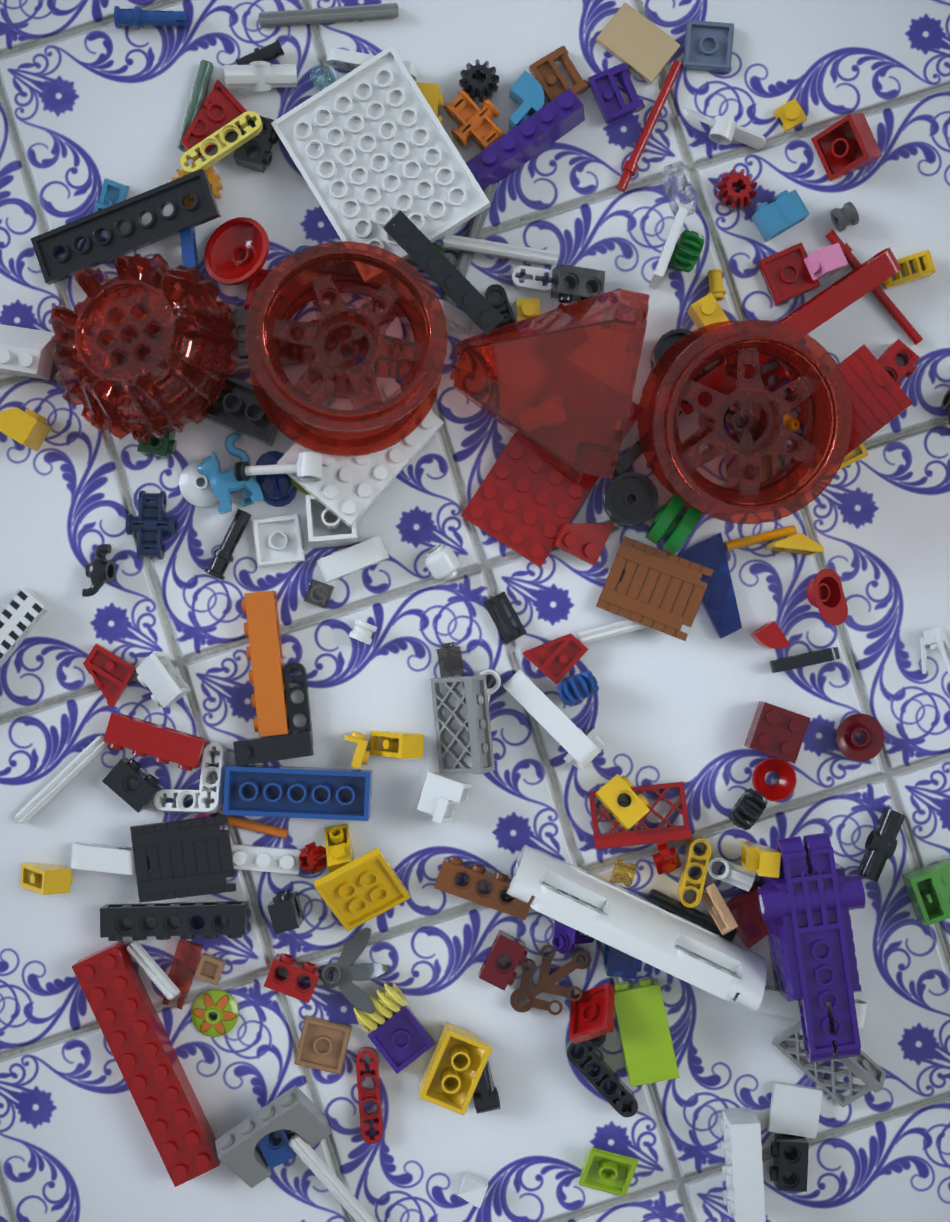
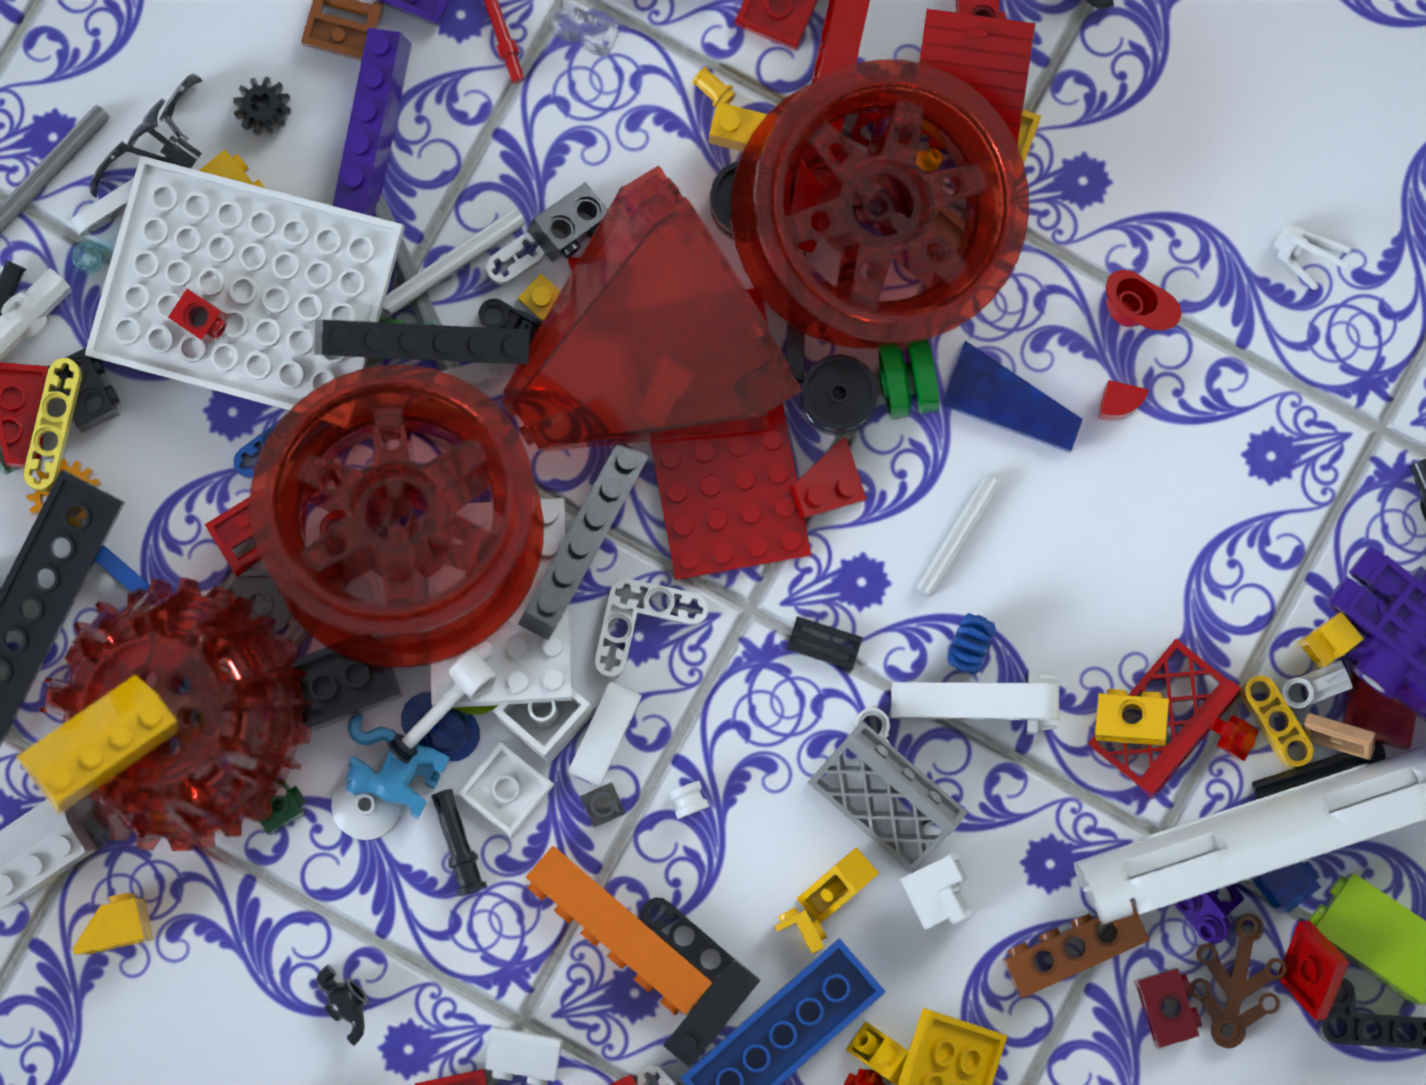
camera: 50 degrees left, 5 degrees down
(78, 320) = (98, 743): none -> yellow slope
(152, 516) = (362, 909): dark blue axle -> none
(236, 251) = (158, 520): red dish -> none
(343, 144) = (189, 306): none -> red brick
(413, 60) = (175, 150): none -> black plant
(421, 511) = (629, 611): none -> white beam
(430, 451) = (583, 540): none -> brick
(442, 562) = (703, 647): white head -> none
(450, 660) = (809, 742): clear smoke bracket -> none
(473, 121) = (286, 153): orange axle -> none
(528, 95) = (331, 73): dark azure brick -> none
(556, 656) = (918, 632): red wing -> none
(623, 872) = (1205, 793): clear yellow wheel -> none
(654, 588) = (951, 464): dark orange door -> none
(668, 248) = (629, 97): white tile -> none
(687, 251) = (651, 81): green gear -> none
(748, 809) = (1269, 602): black gear -> none
(761, 537) = (1012, 307): light orange bar -> none
(777, 732) = (1222, 493): dark red brick -> none
(786, 779) = (1279, 533): red piece -> none
(796, 544) = (1055, 279): yellow slope -> none
(804, 659) = (1179, 390): black beam -> none
(871, 740) = (1330, 414): dark red dish -> none

